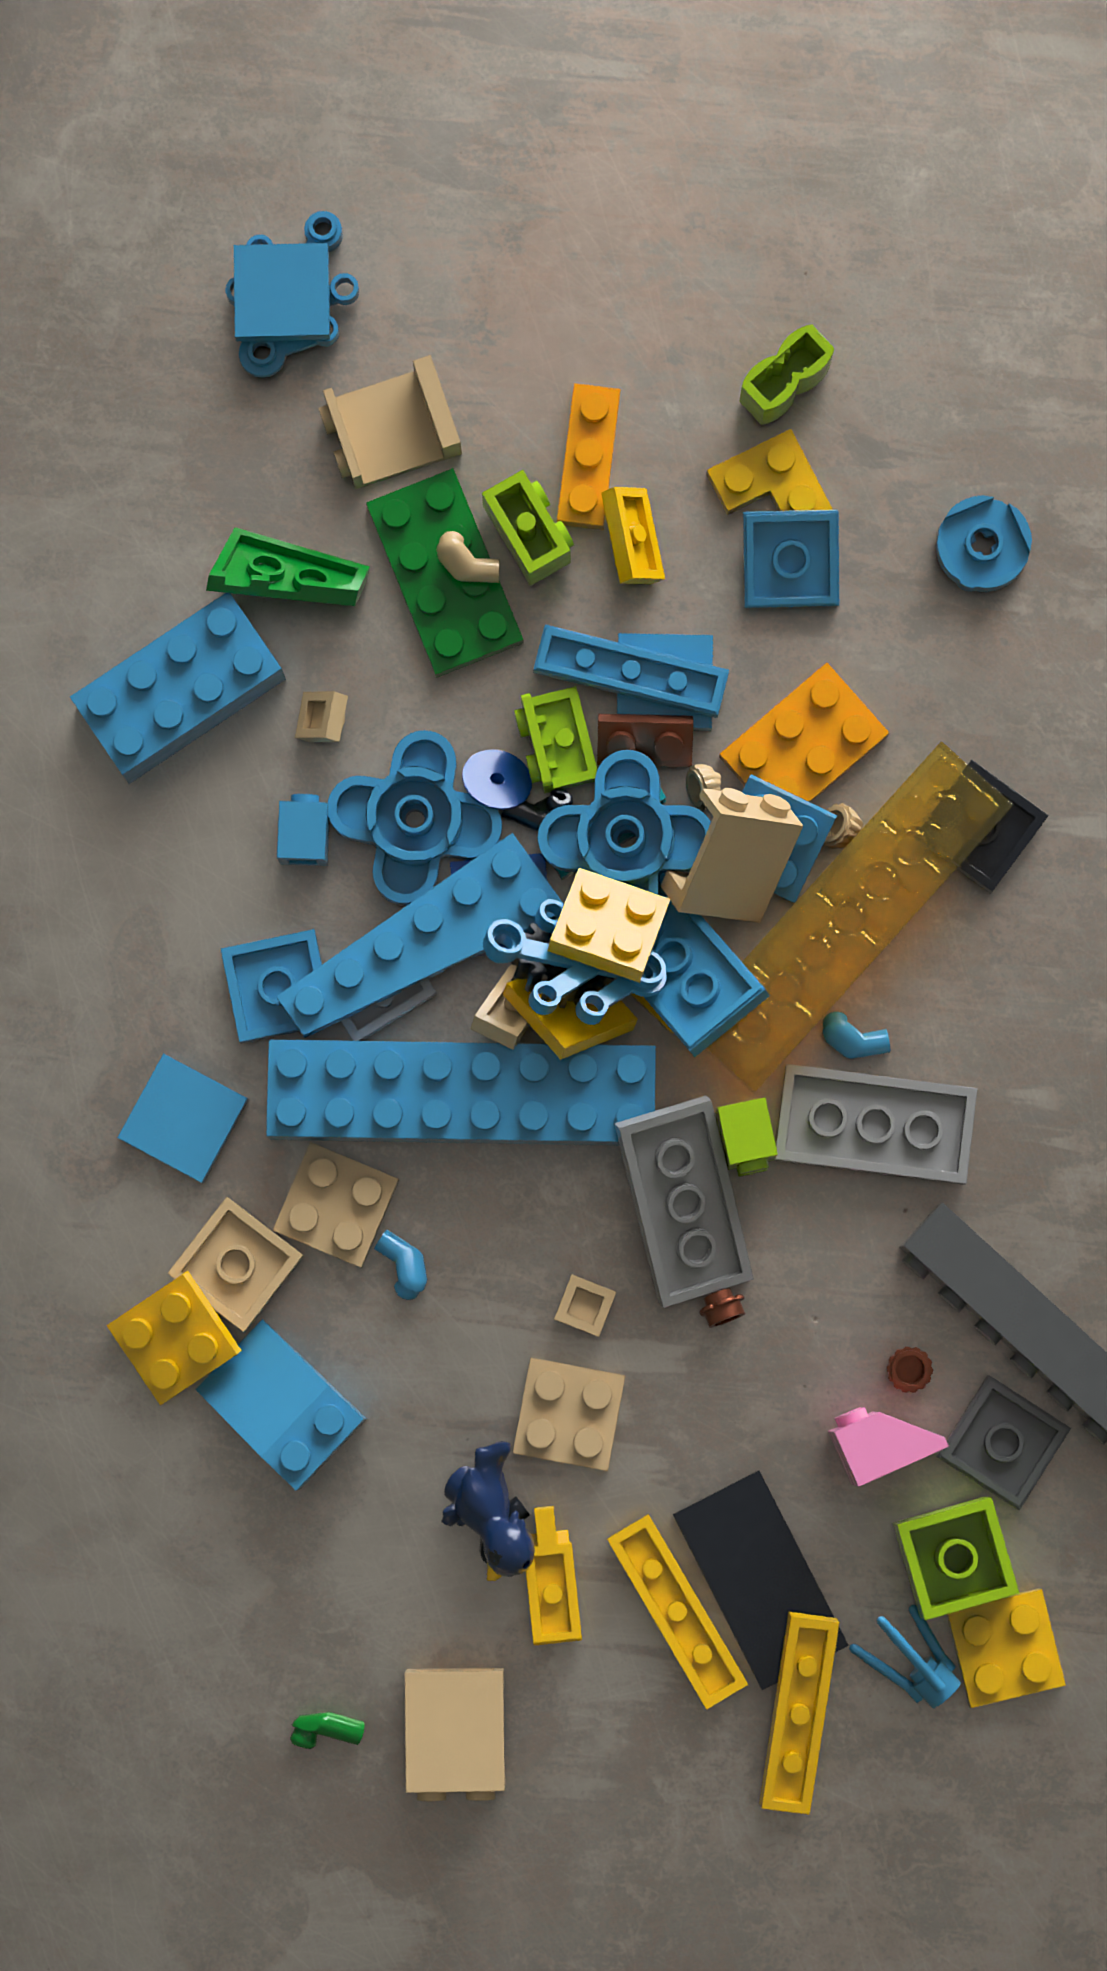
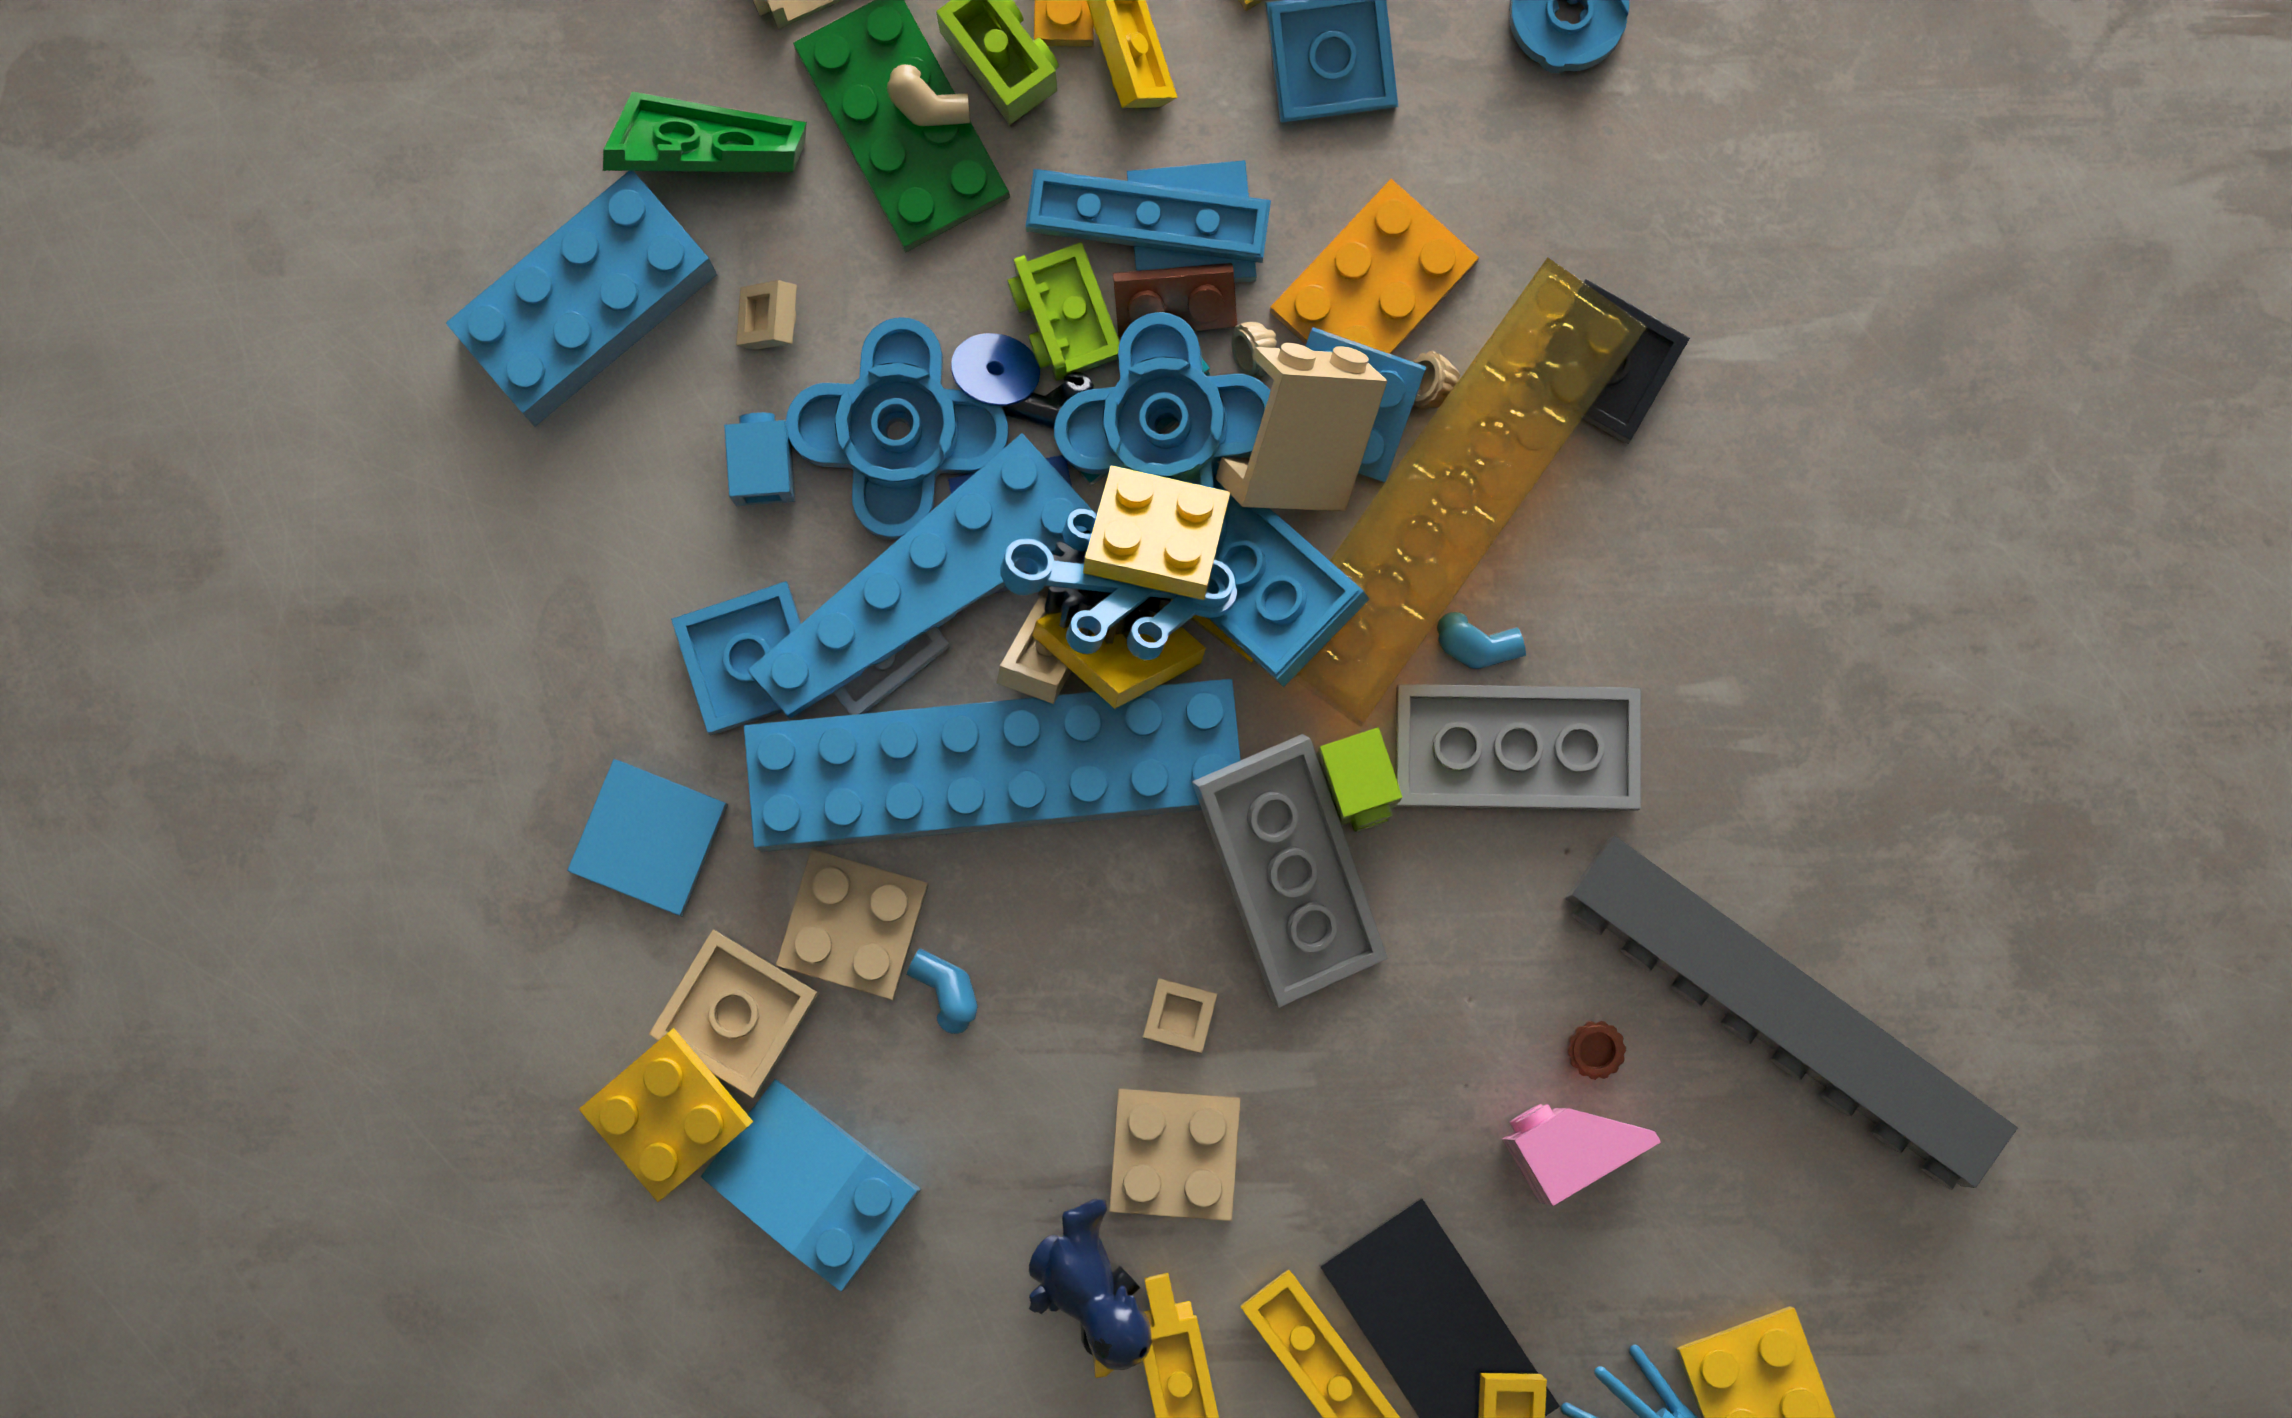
camera: 10 degrees left, 0 degrees up
(722, 1307) = (1352, 999): copper plate -> none
(955, 1558) = (1683, 1281): lime brick -> none
(1003, 1442) = (1725, 1128): dark grey tile -> none

